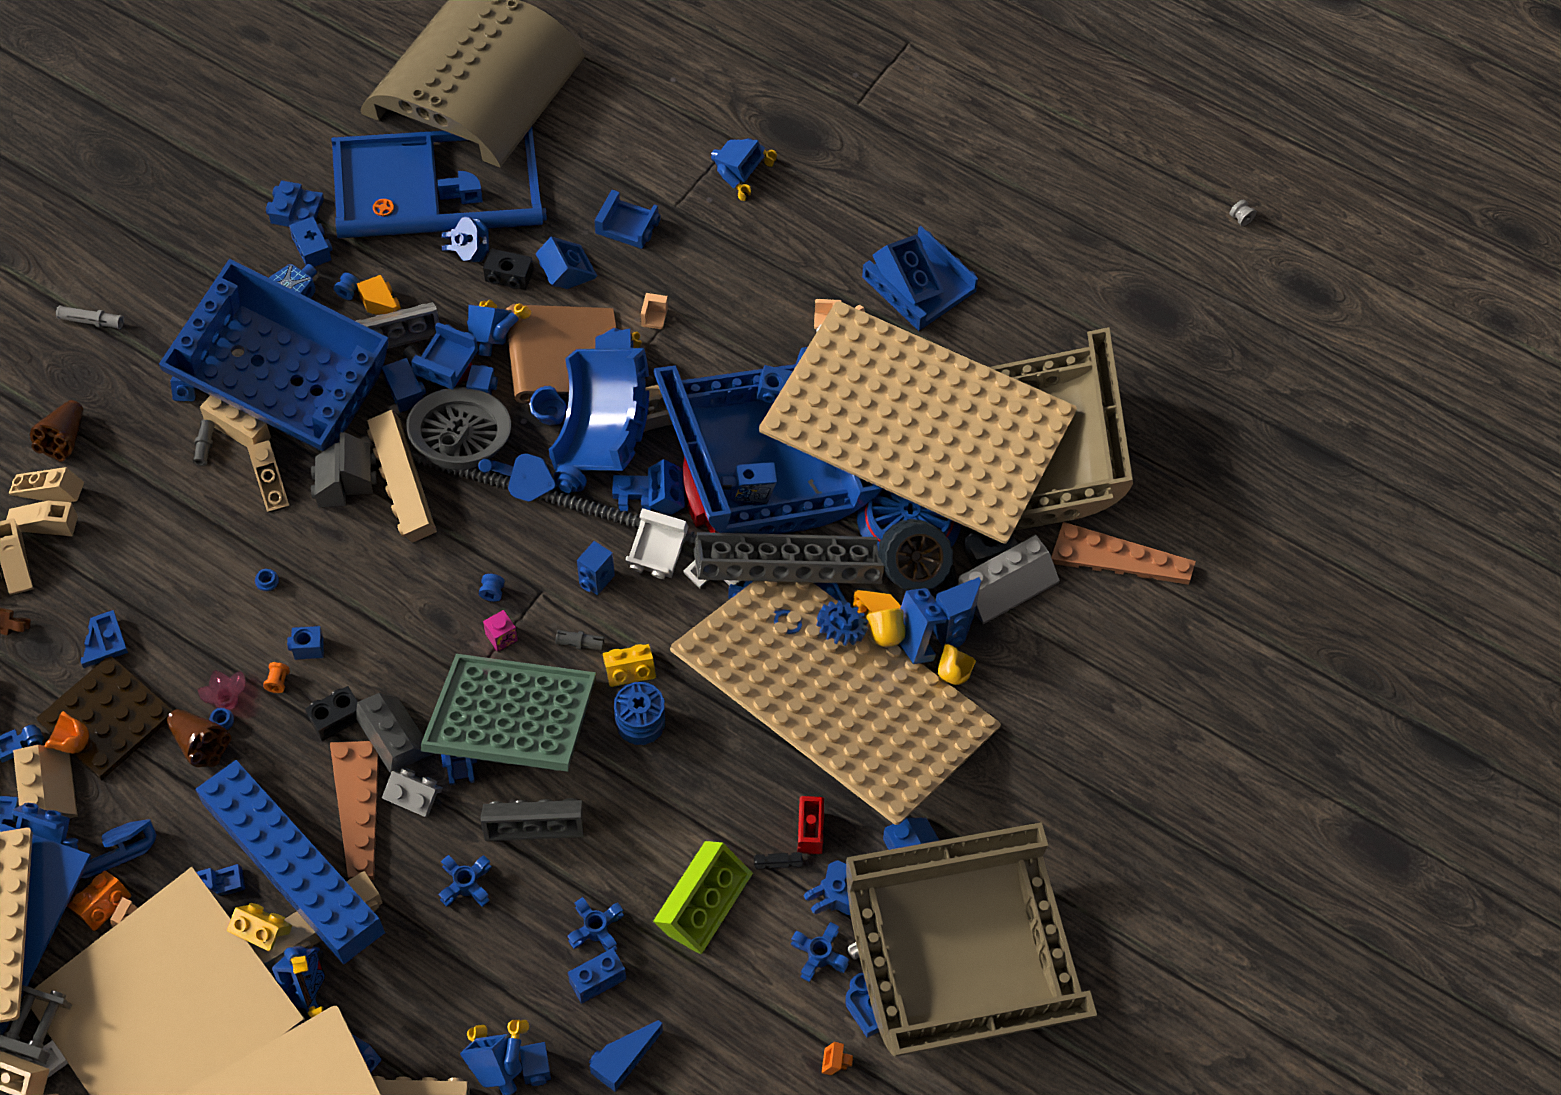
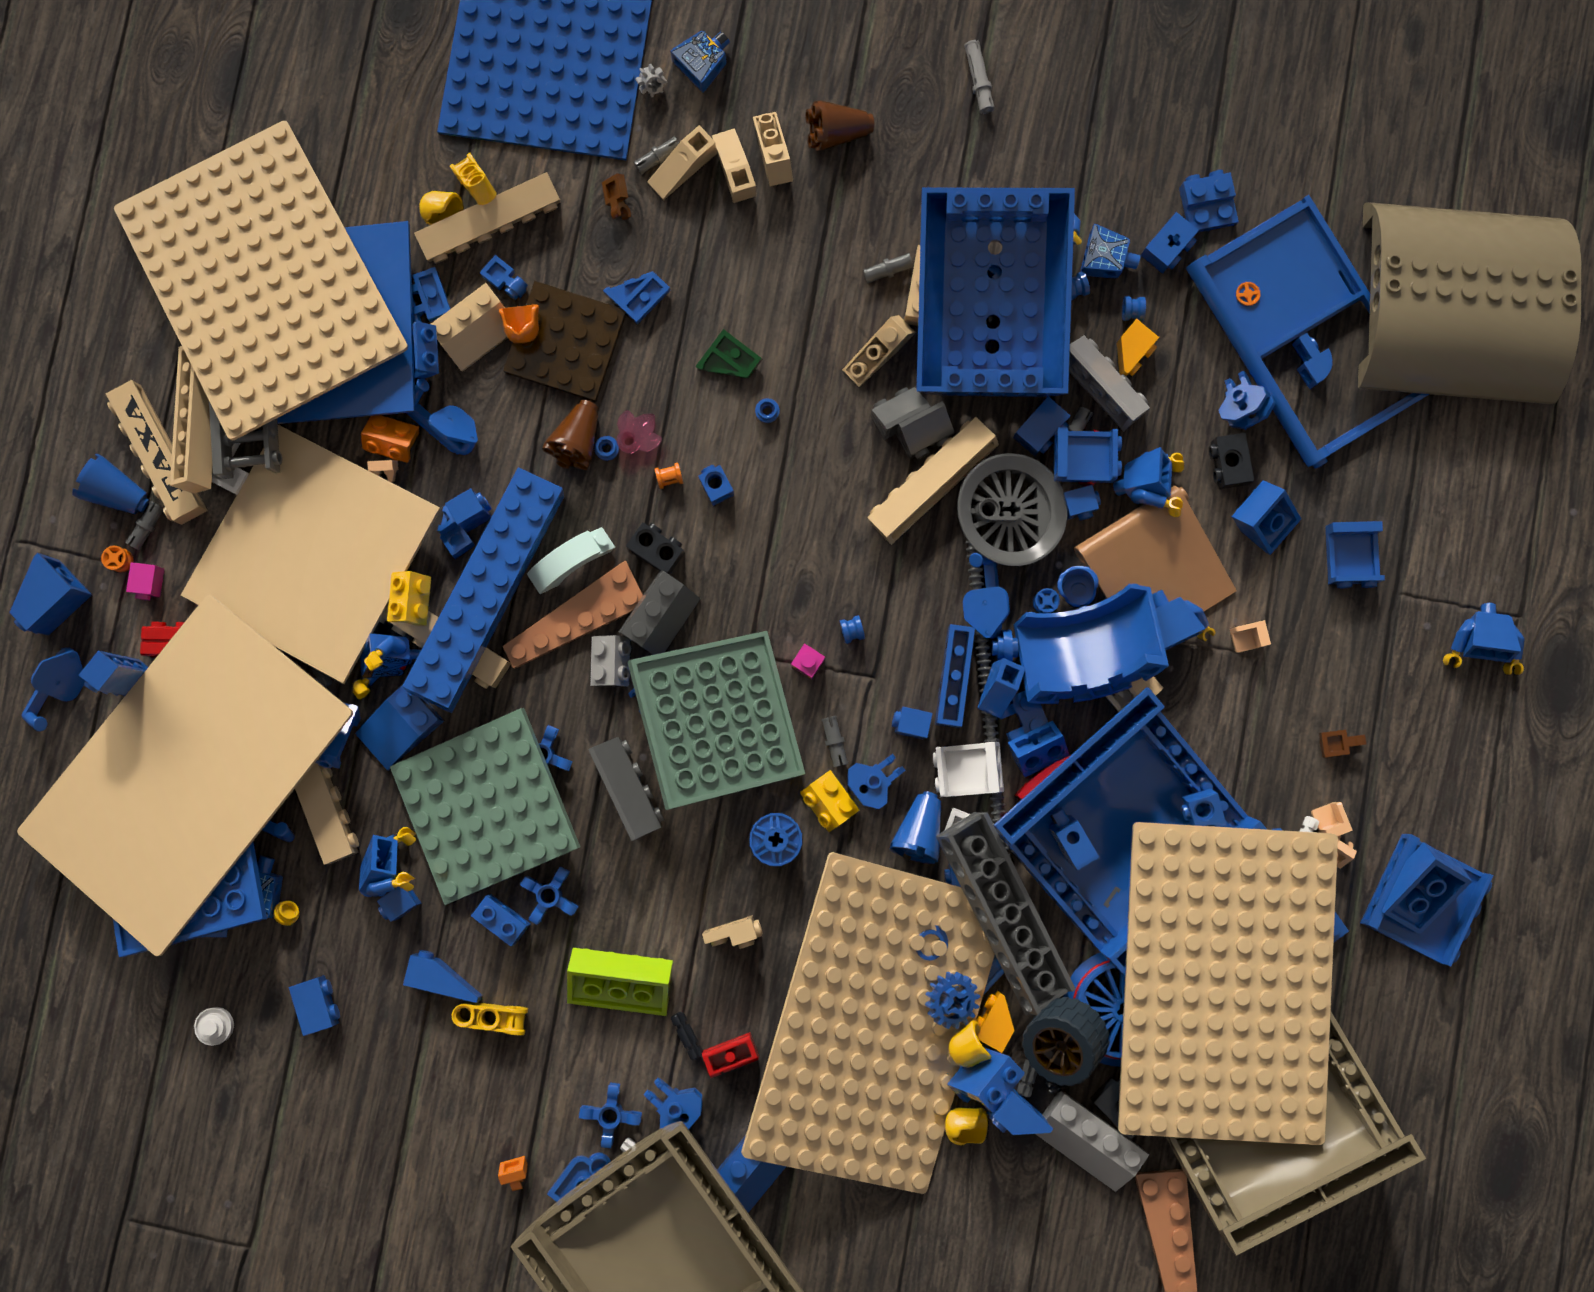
camera: 70 degrees right, 25 degrees up
(203, 589) = (729, 357): none -> dark green wing
(208, 847) = (469, 510): none -> blue brick
(302, 786) = (568, 557): none -> light aqua arch
(370, 997) = (398, 726): none -> blue slope
(485, 947) = (484, 806): none -> sand green plate
(546, 432) = (1049, 597): none -> blue wheel
(571, 522) = (954, 676): none -> blue brick
(599, 489) = (1001, 687): none -> blue slope
(630, 620) = (874, 780): none -> blue hinge
(688, 599) = (919, 830): none -> blue cone
(690, 1007) = (508, 1018): none -> yellow piece
(706, 775) = (741, 932): none -> tan plate
(769, 287) = (1337, 743): none -> reddish brown plate

